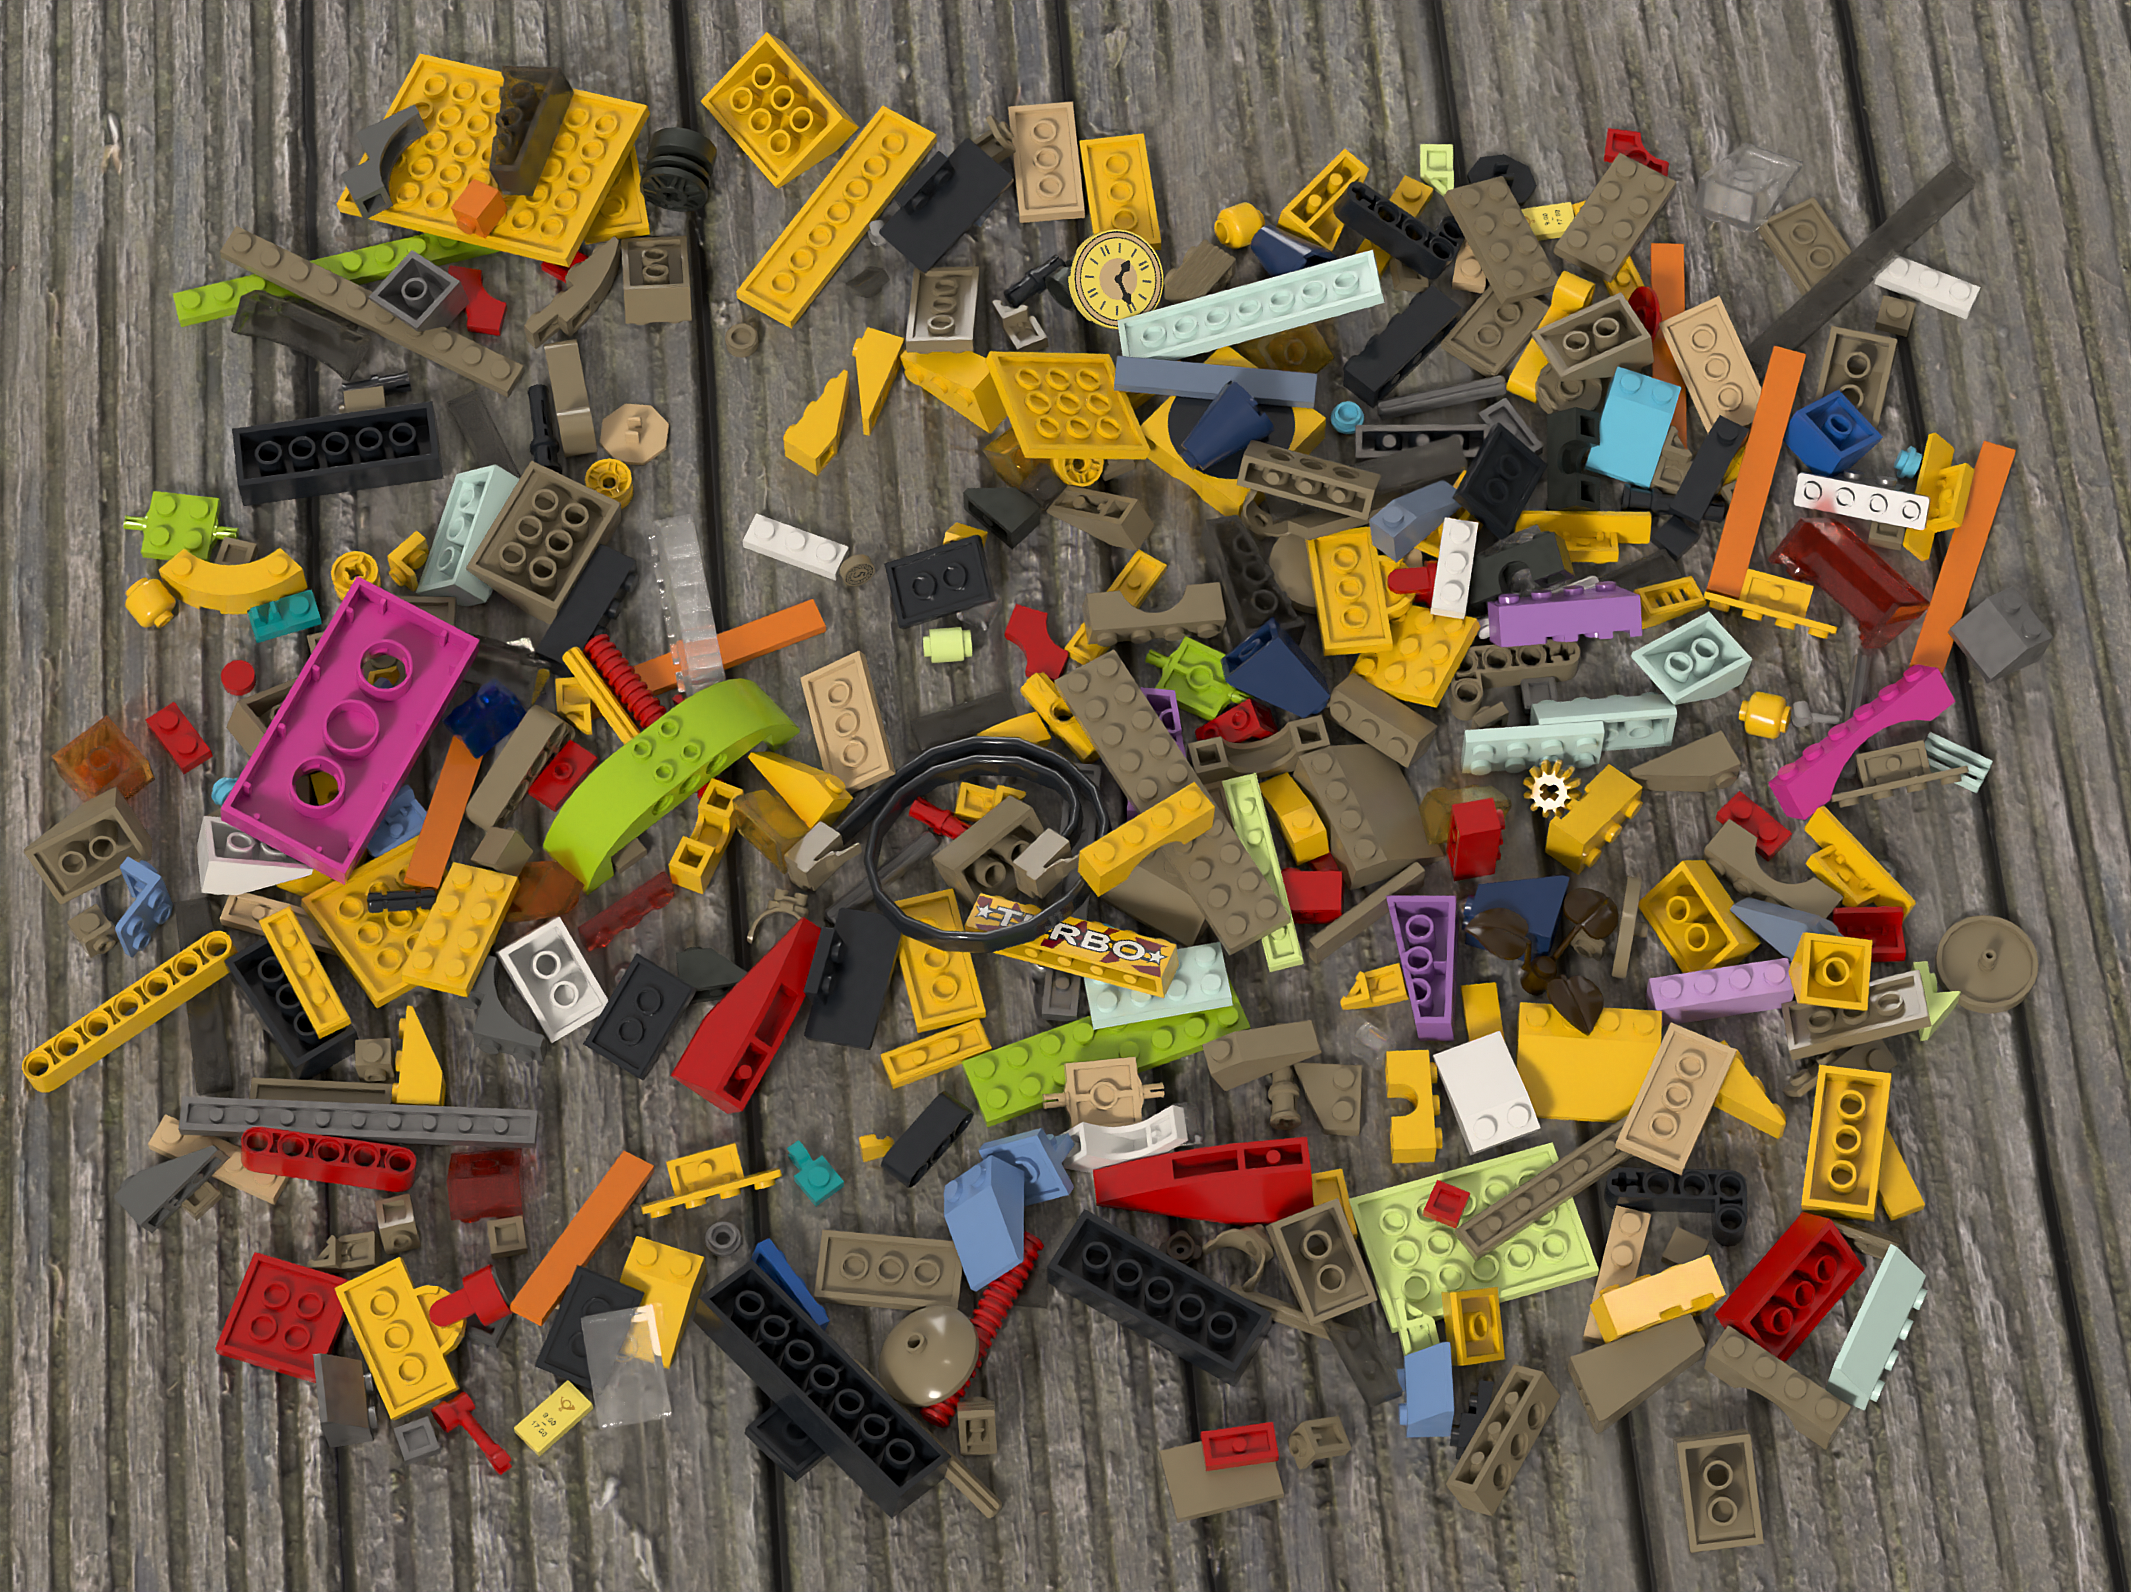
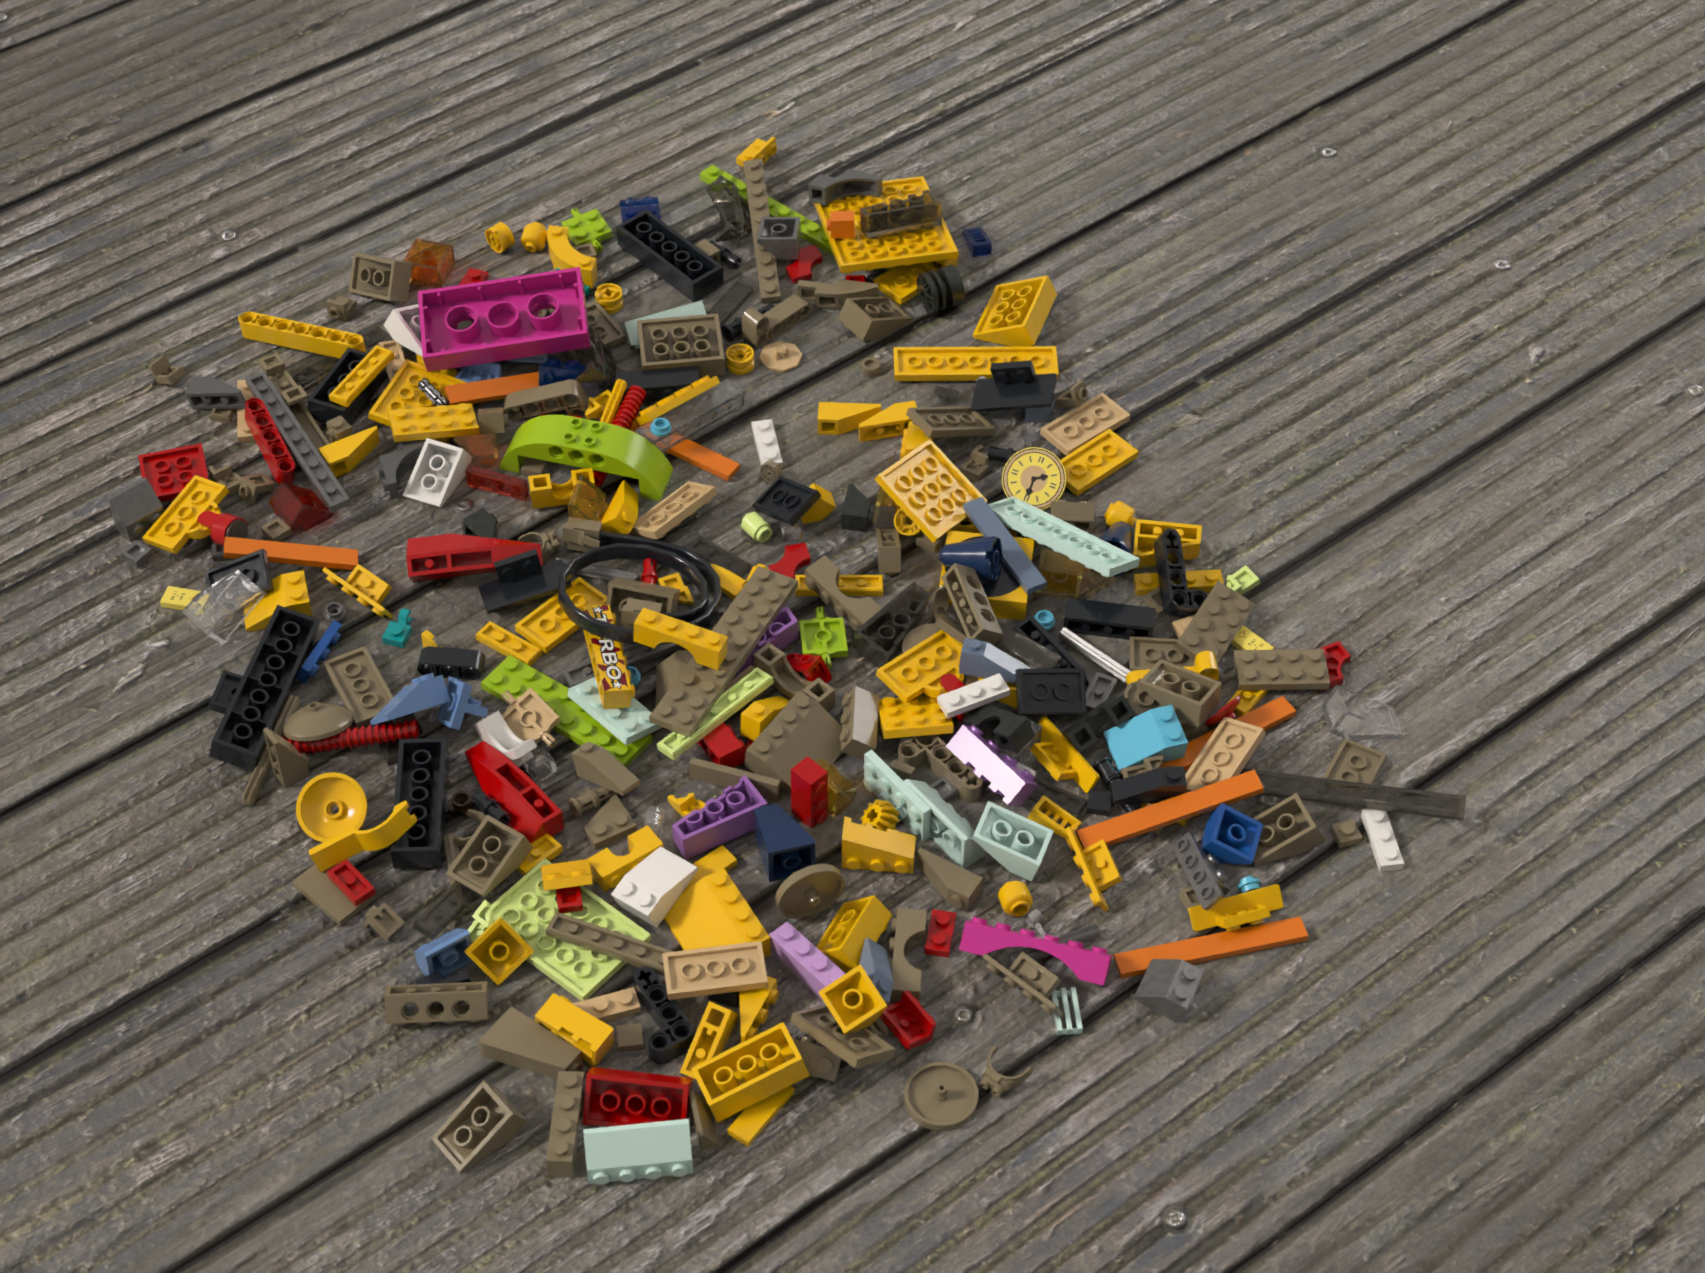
camera: 55 degrees right, 15 degrees down
(59, 1230) = (165, 373): none -> dark tan bracket
(118, 647) = (499, 237): none -> yellow wheel
(148, 910) = (359, 312): medium blue bracket -> none
(173, 1080) = (281, 379): none -> dark tan slope
(193, 226) = (758, 150): none -> yellow bracket
(203, 446) = (631, 211): none -> clear blue plate
(405, 558) = (633, 309): yellow bracket -> none
(458, 1412) = (161, 561): red brick -> none
(608, 81) = (977, 241): none -> clear blue slope
(640, 1016) = (437, 514): black tile -> none
(662, 605) = (681, 397): none -> yellow plate
(712, 653) = (660, 427): none -> medium azure plate
(1116, 1402) = (320, 796): none -> yellow dish
(1188, 1404) = (355, 841): none -> yellow piece
(1229, 1217) = (491, 807): none -> black pin
(1276, 671) = (845, 656): dark blue slope -> none
(1413, 1187) = (566, 874): none -> yellow bracket
(1514, 172) = (1264, 615): black piece -> none
(1575, 998) = (742, 886): dark brown plant -> none
(1751, 1155) = (710, 1036): none -> yellow slope
(1850, 867) = (943, 992): yellow bracket -> none
(1853, 576) = (1151, 894): clear red windscreen -> none
(1938, 1004) = (885, 1077): yellowish green slope -> none
(2000, 896) = (997, 1082): none -> dark tan helmet

